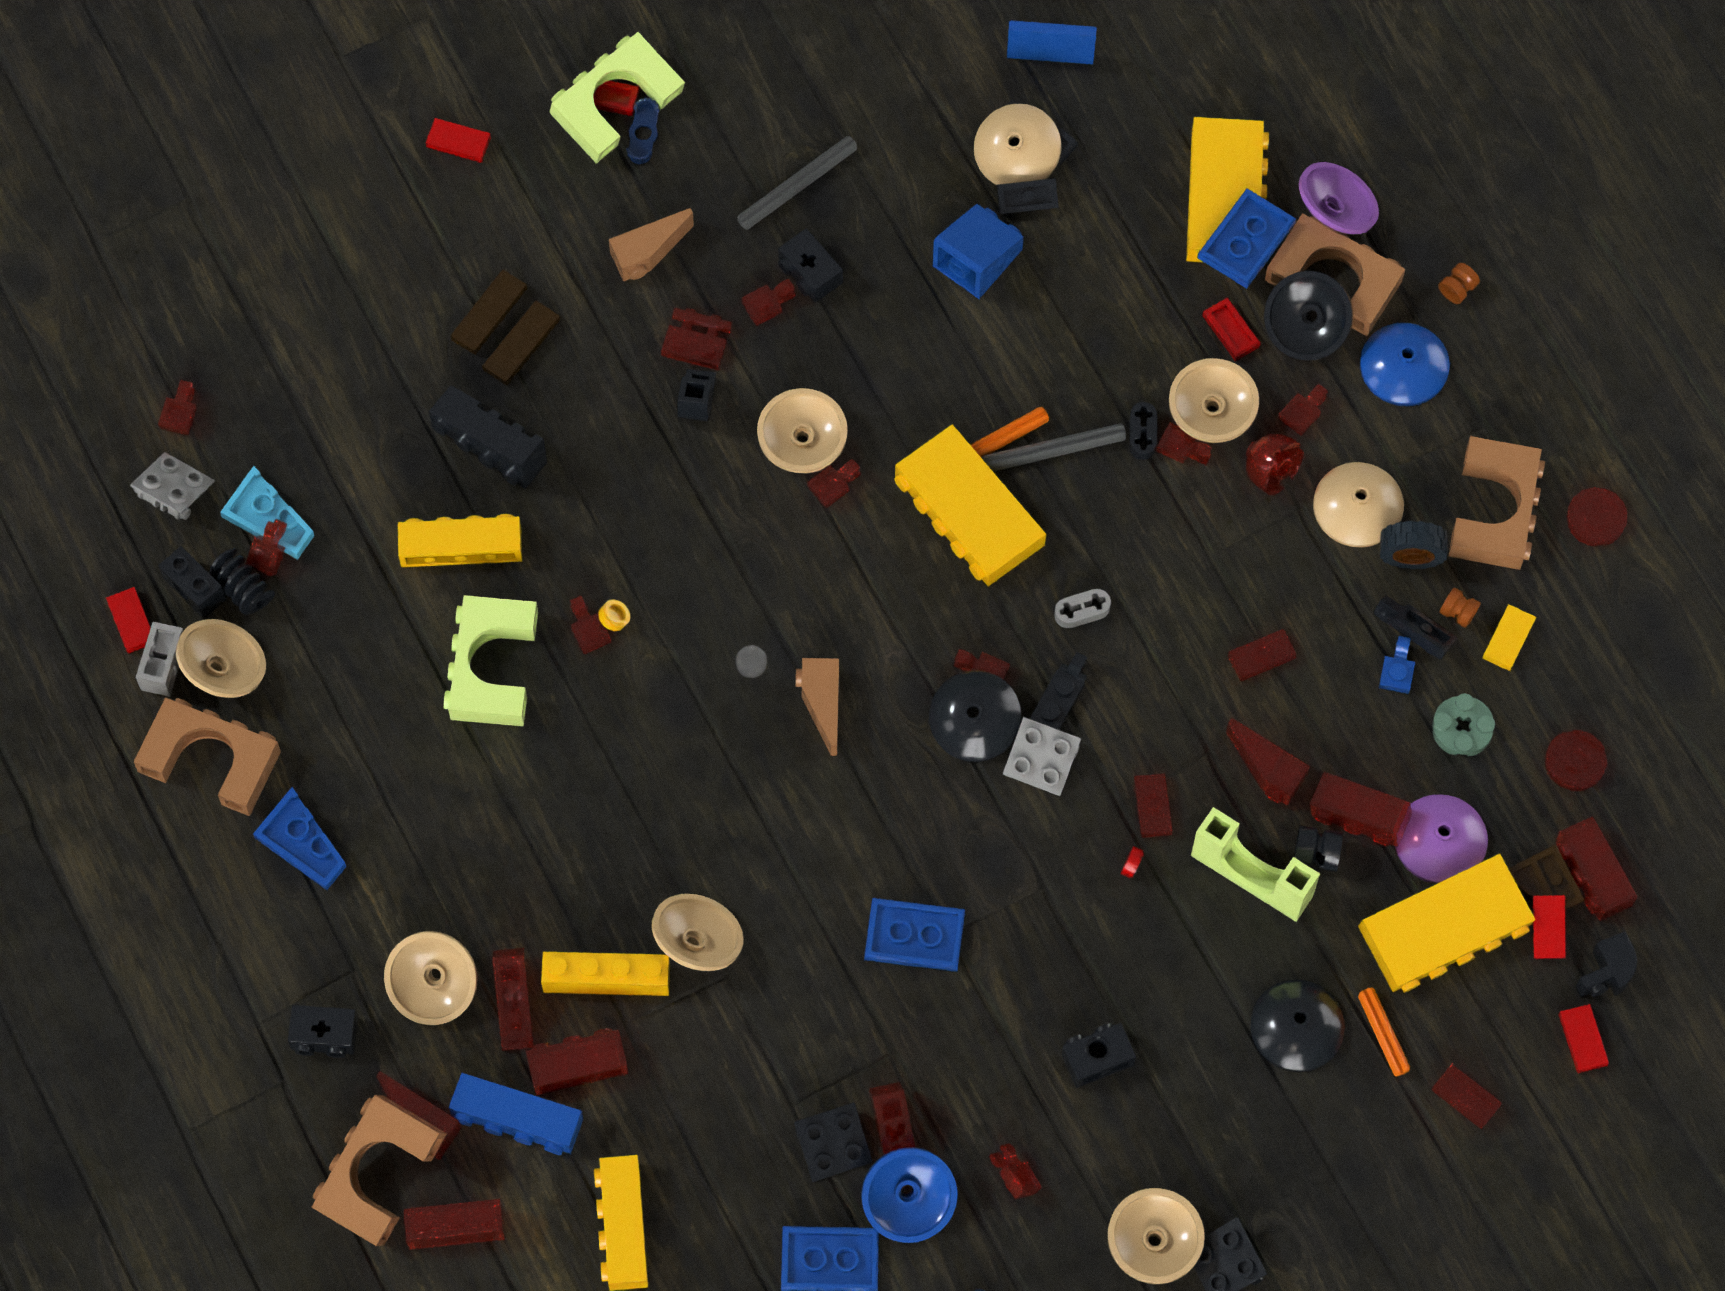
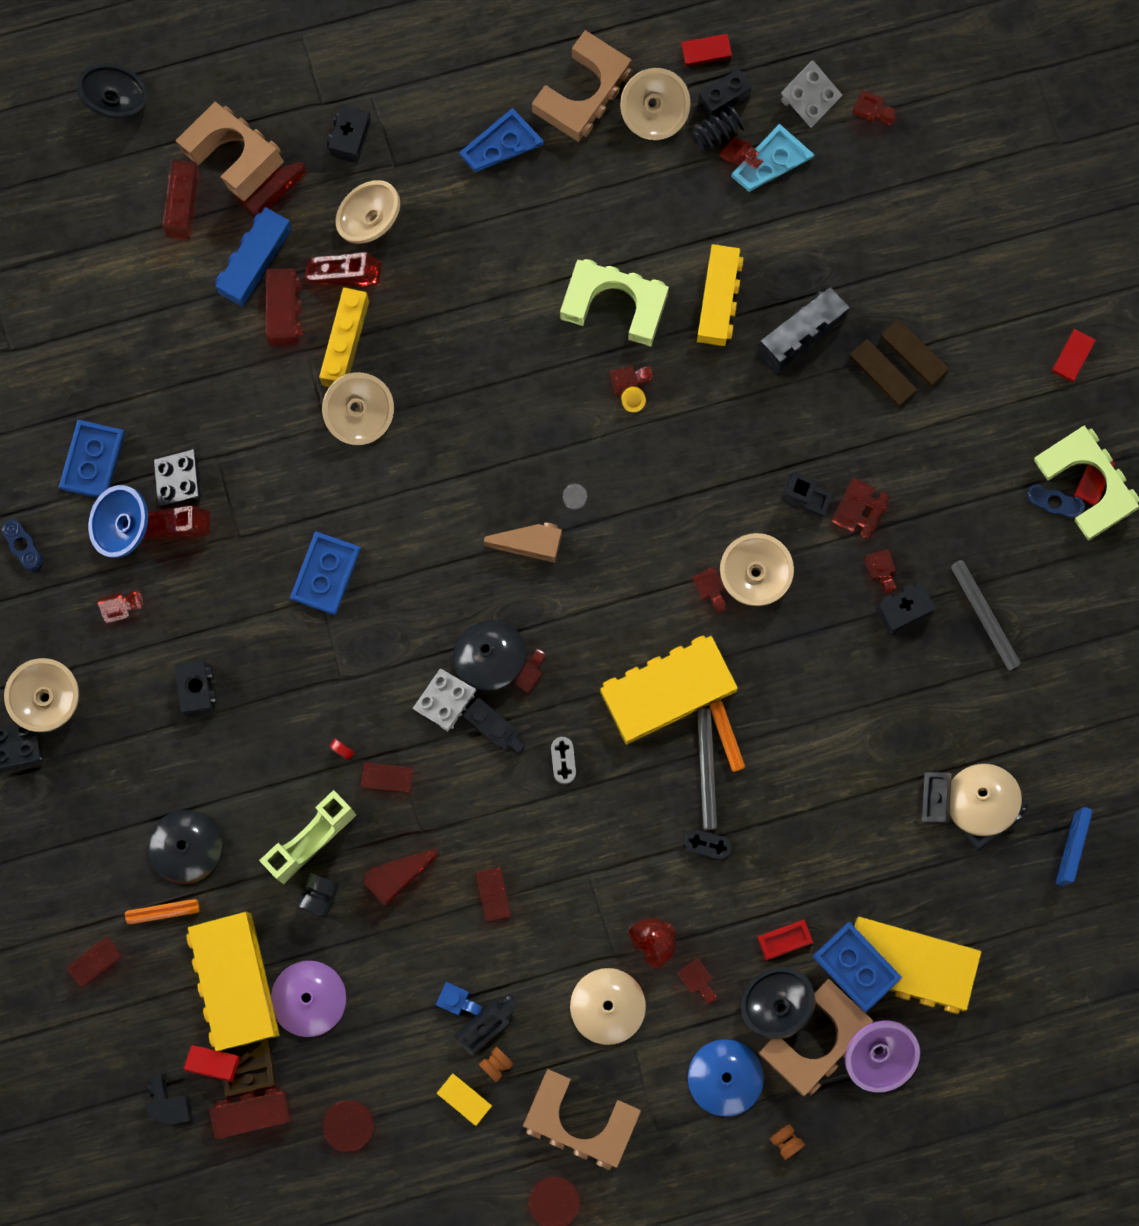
camera: 105 degrees right, 10 degrees up
(159, 662) = (662, 56): light grey brick -> none
(623, 1223) = (153, 316): yellow brick -> none
(646, 246) = (946, 481): medium nougat slope -> none
(976, 249) = (894, 745): blue slope -> none
(1179, 445) = (689, 872): clear red plate -> none
(1218, 385) = (718, 886): tan dish -> none
(1360, 809) = (340, 936): clear red brick -> none
(1413, 545) = (552, 1036): black wheel -> none
(1467, 709) = (410, 1046): sand green plate -> none
(1583, 1038) = (119, 1067): red tile -> none

